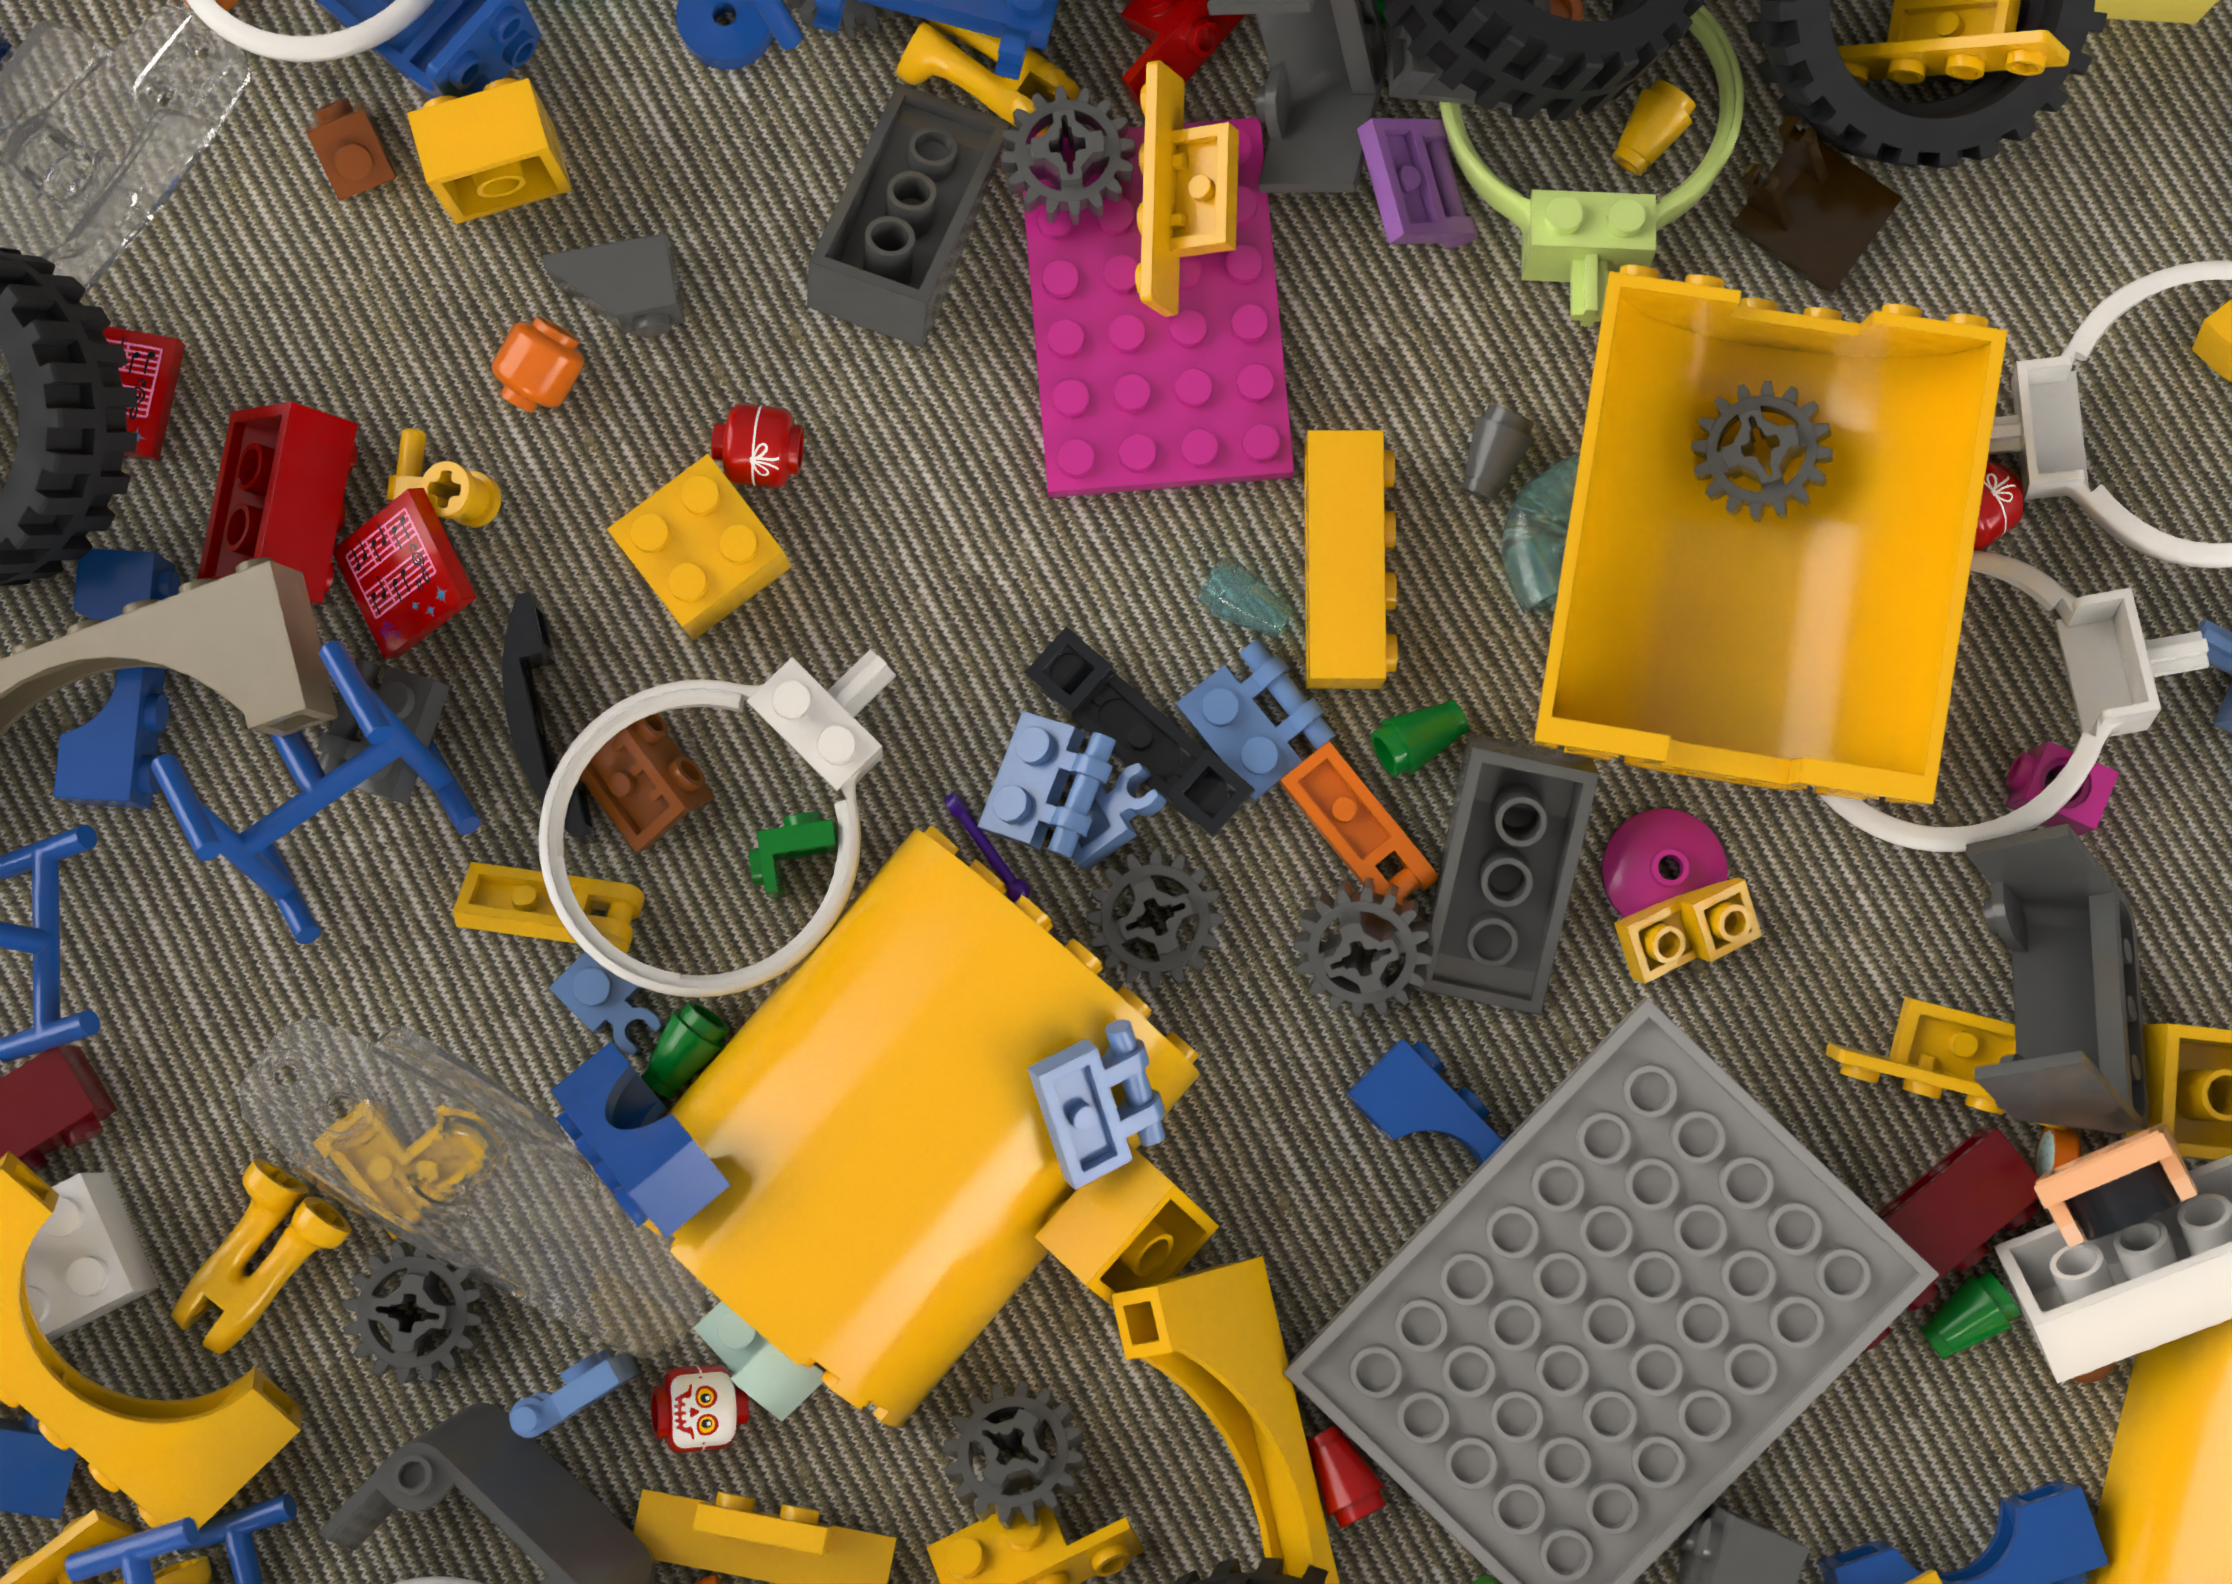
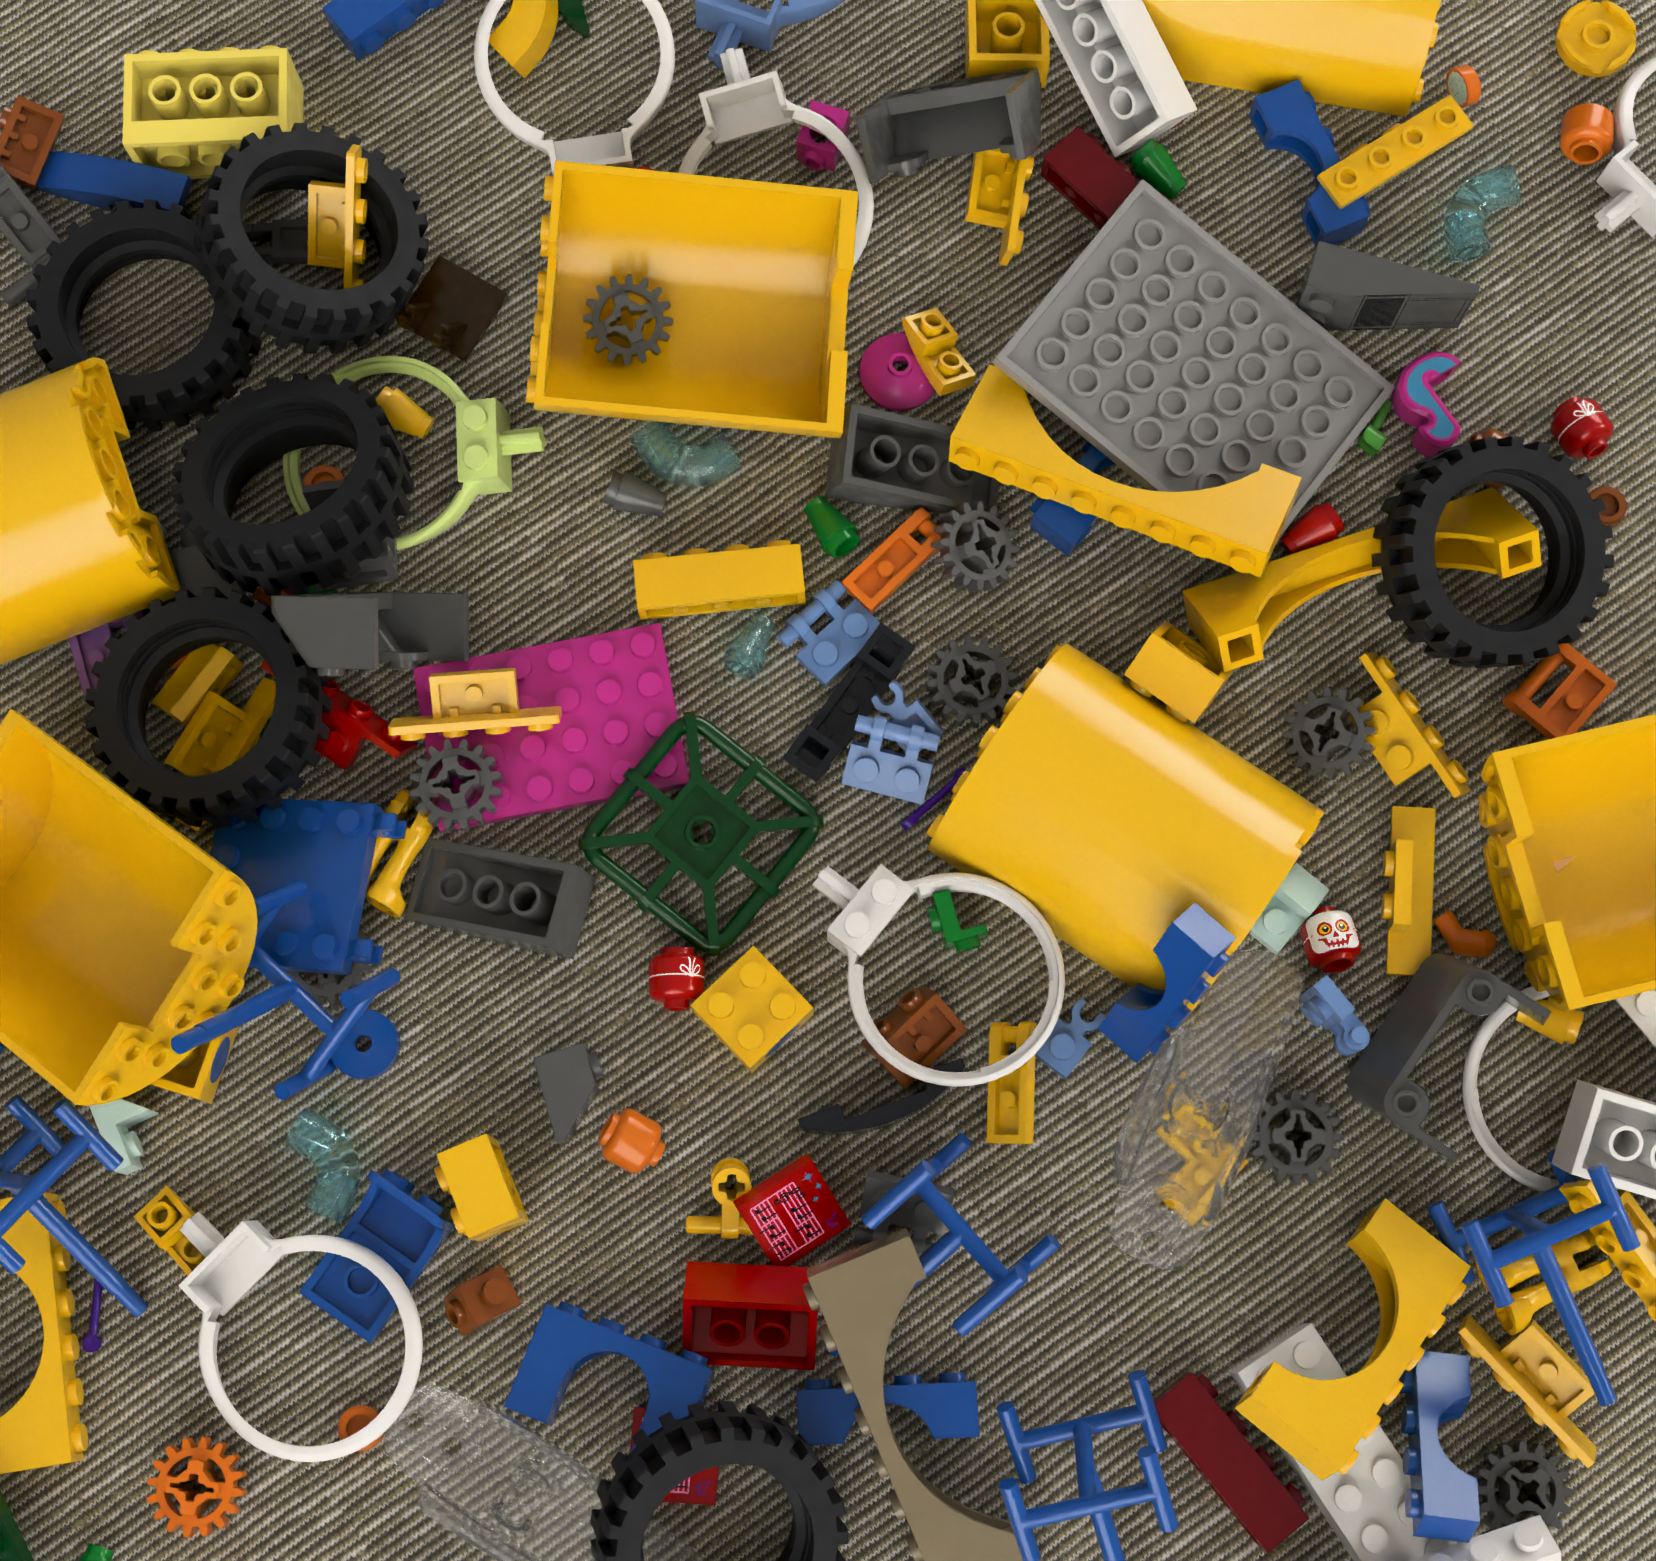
camera: 95 degrees left, 5 degrees down
(222, 1275) = (1301, 1254): yellow piece -> none
(280, 254) = (568, 1341): none -> blue arch
(685, 1047) = (1094, 979): green cone -> none
(1008, 500) = (704, 861): none -> dark green plate
(1080, 1107) = (1107, 684): medium blue plate -> none
(1347, 1329) = (1222, 523): none -> yellow arch
(1415, 182) = (454, 560): medium lavender plate -> none
(2055, 1149) = (1056, 124): orange tile -> none
(2116, 1185) = (1074, 80): piece -> none

